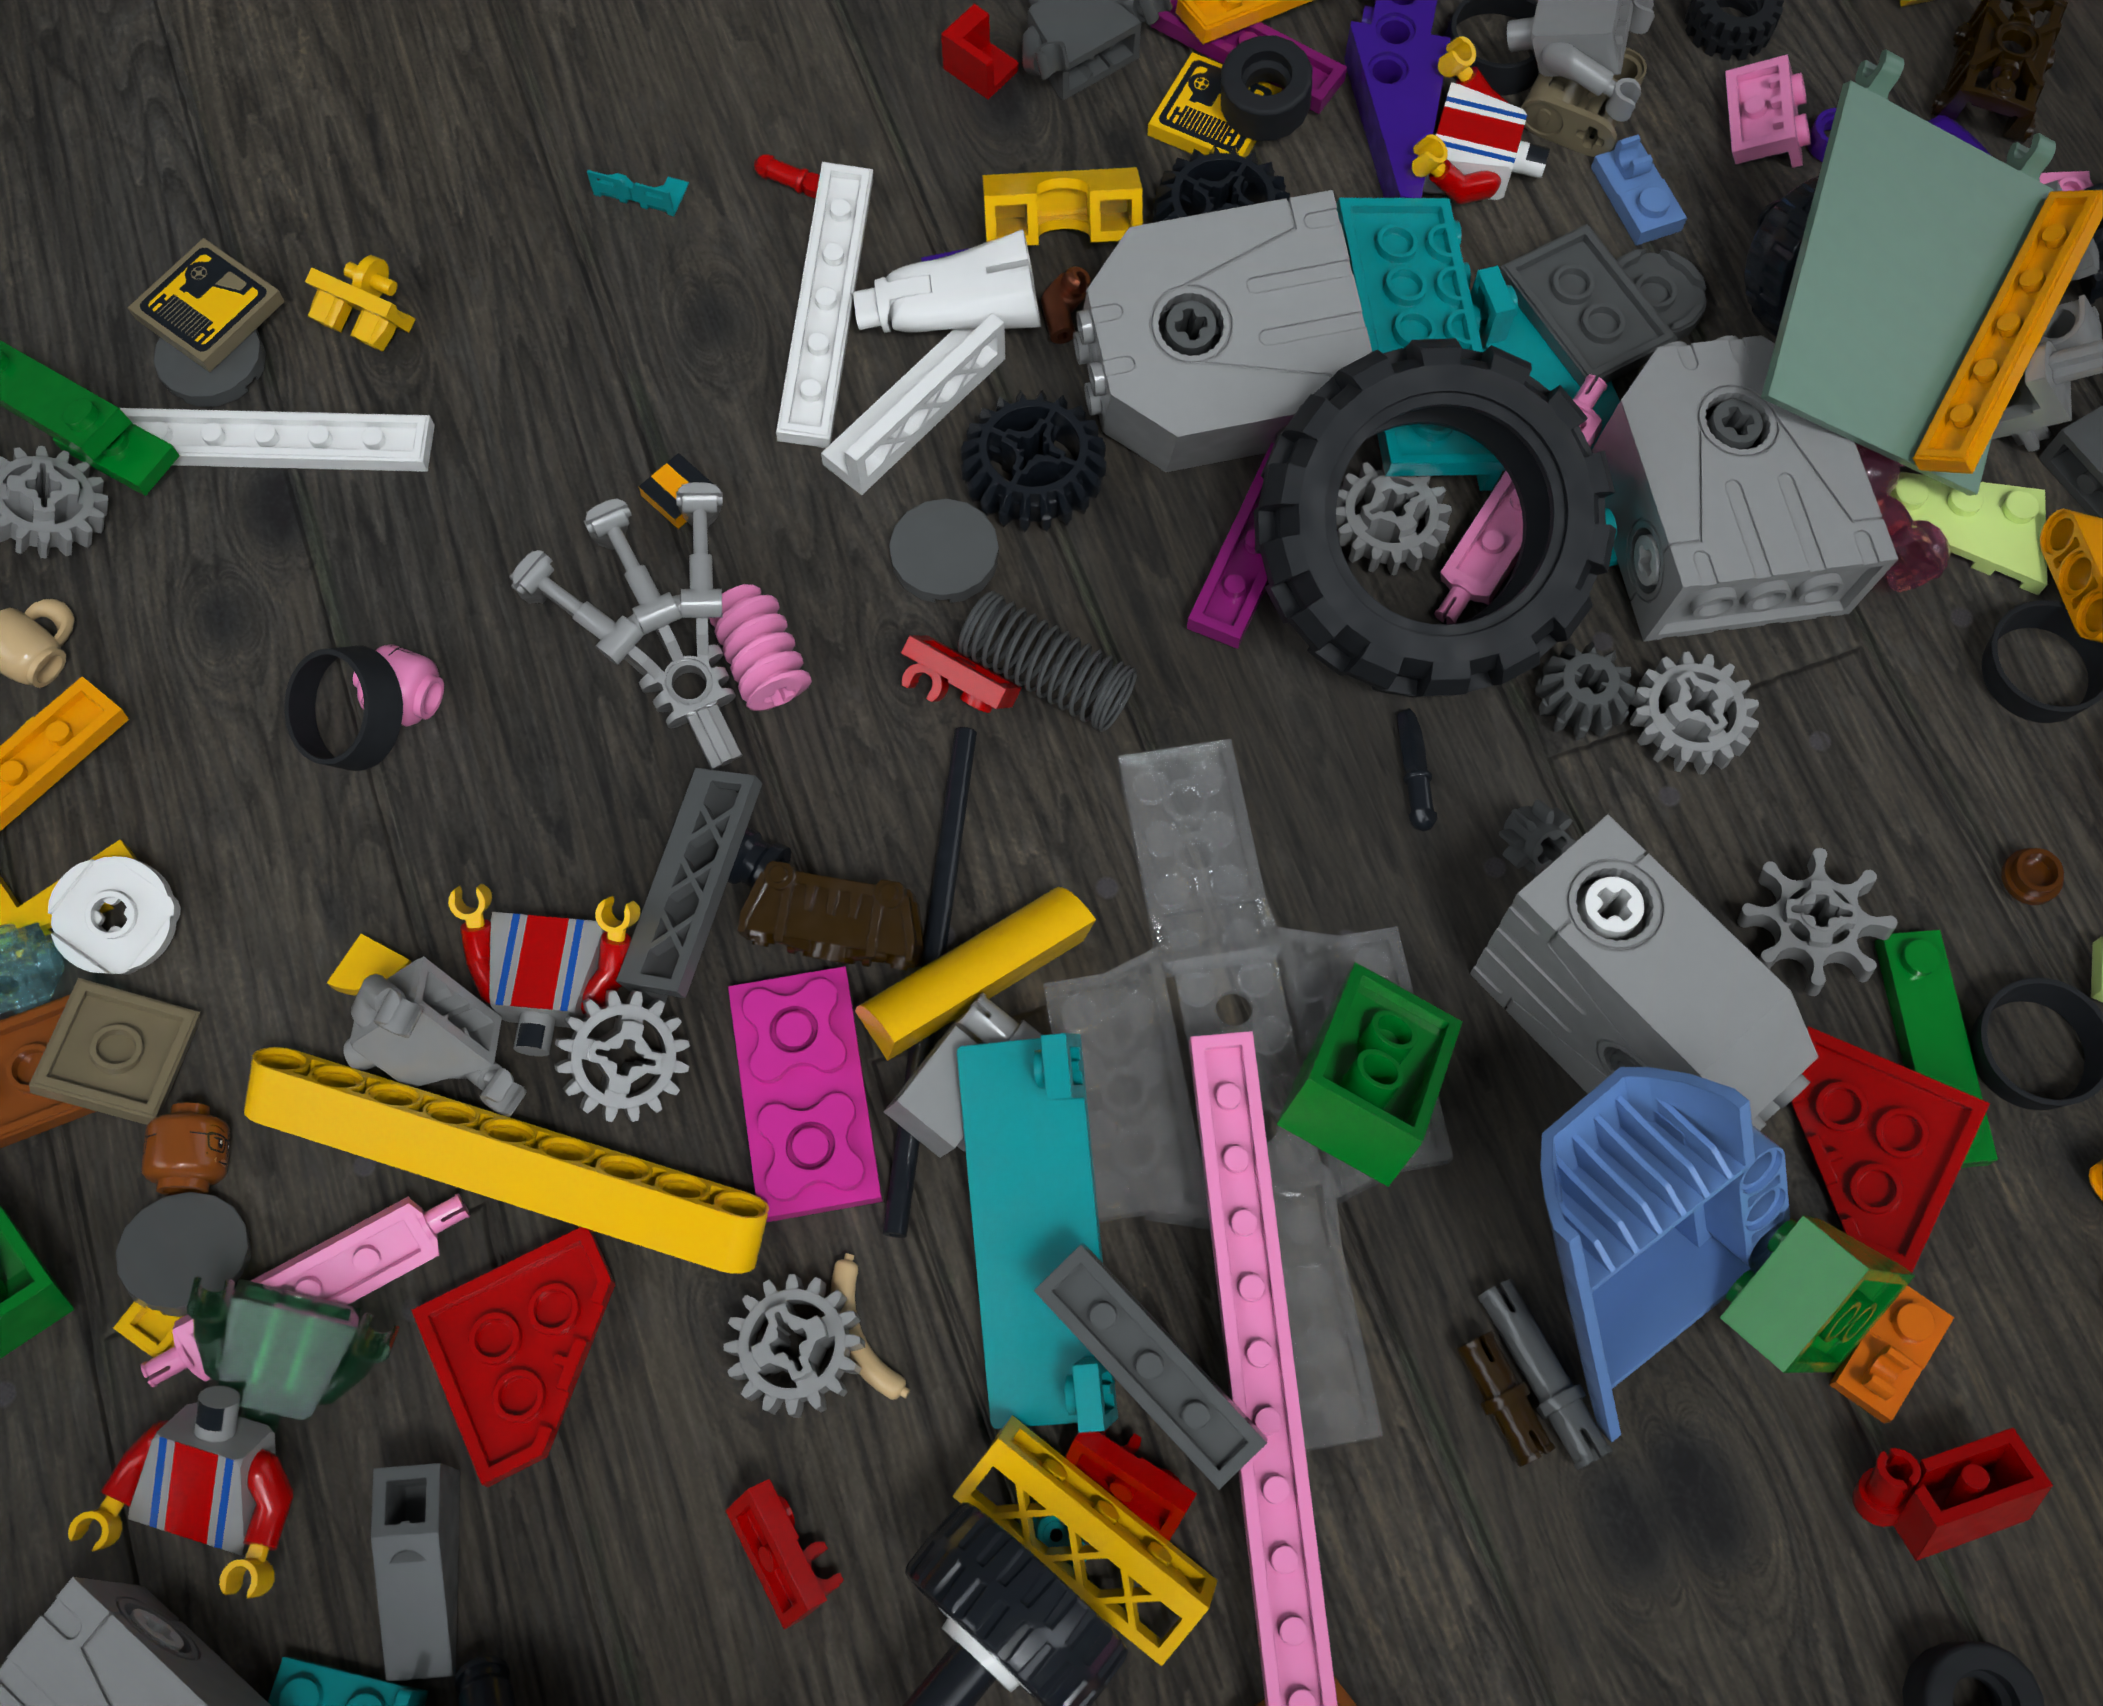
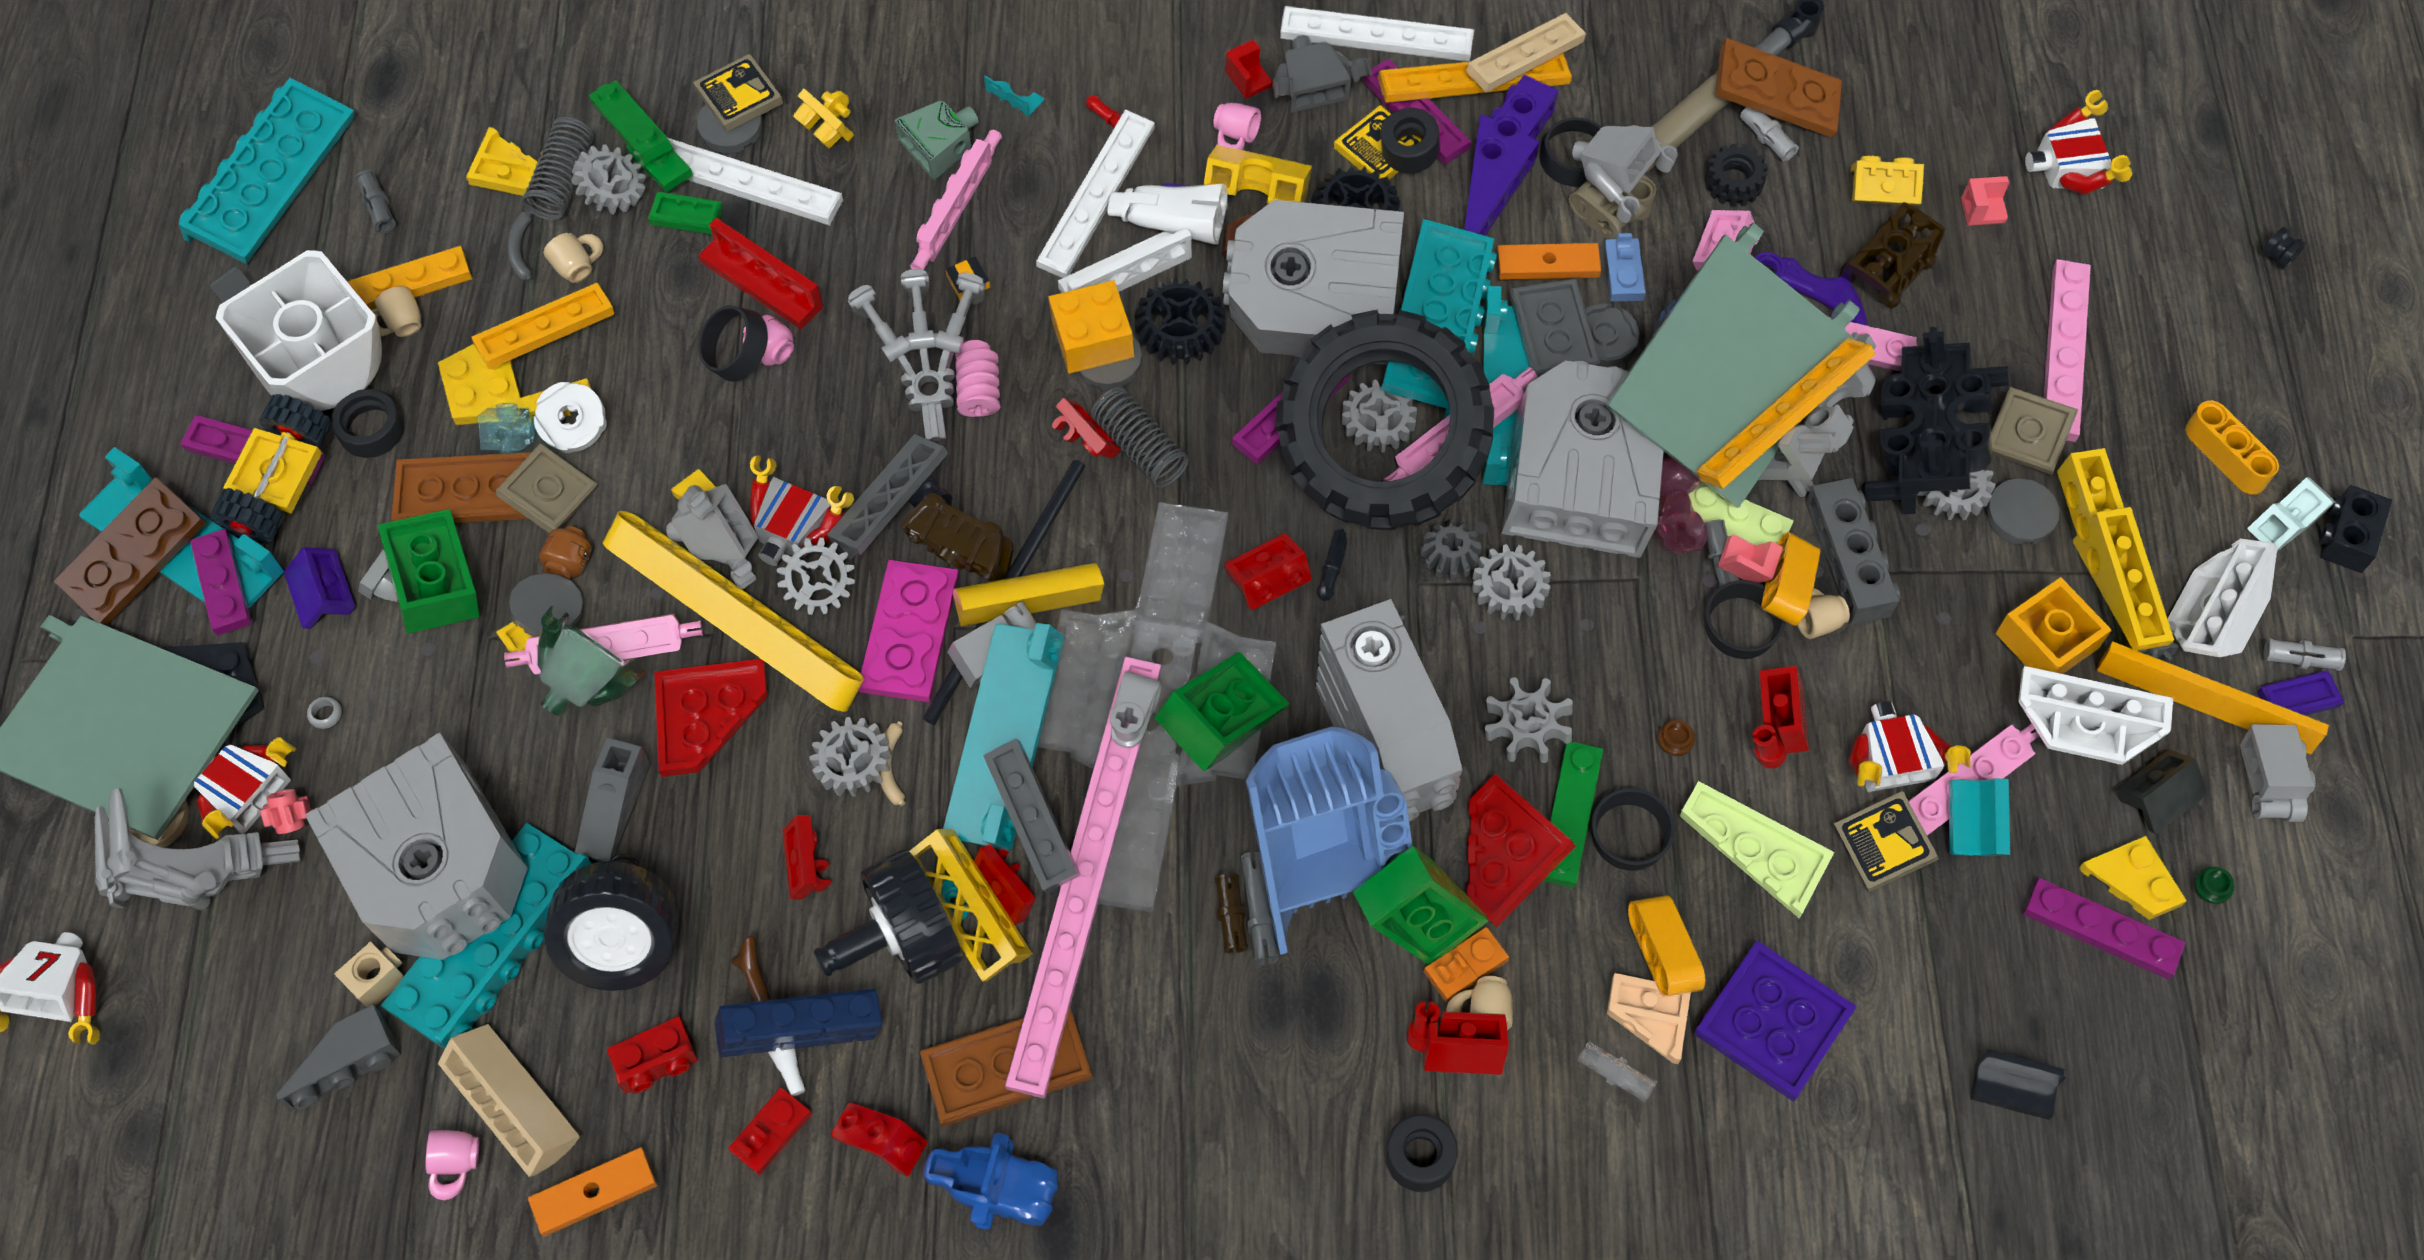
camera: 20 degrees right, 5 degrees down
(188, 519) = (684, 212): none -> green plate
(206, 1481) = (517, 718): torso -> none
(348, 583) = (761, 275): none -> red fence
(546, 283) = (936, 135): none -> sand green torso
(614, 362) = (957, 195): none -> bright pink plate
(907, 509) = (1091, 326): none -> light orange brick
(994, 135) = (1237, 122): none -> bright pink piece
(1245, 1113) = (1134, 704): none -> light grey piece
(1327, 809) = (1269, 570): none -> red bracket
(1476, 136) = (1531, 208): torso -> none
(1532, 210) = (1548, 261): none -> orange tile
(1960, 1406) = (1488, 997): none -> tan piece
(1975, 576) = (1716, 542): none -> dark grey axle
(2030, 569) = (1750, 561): none -> coral panel

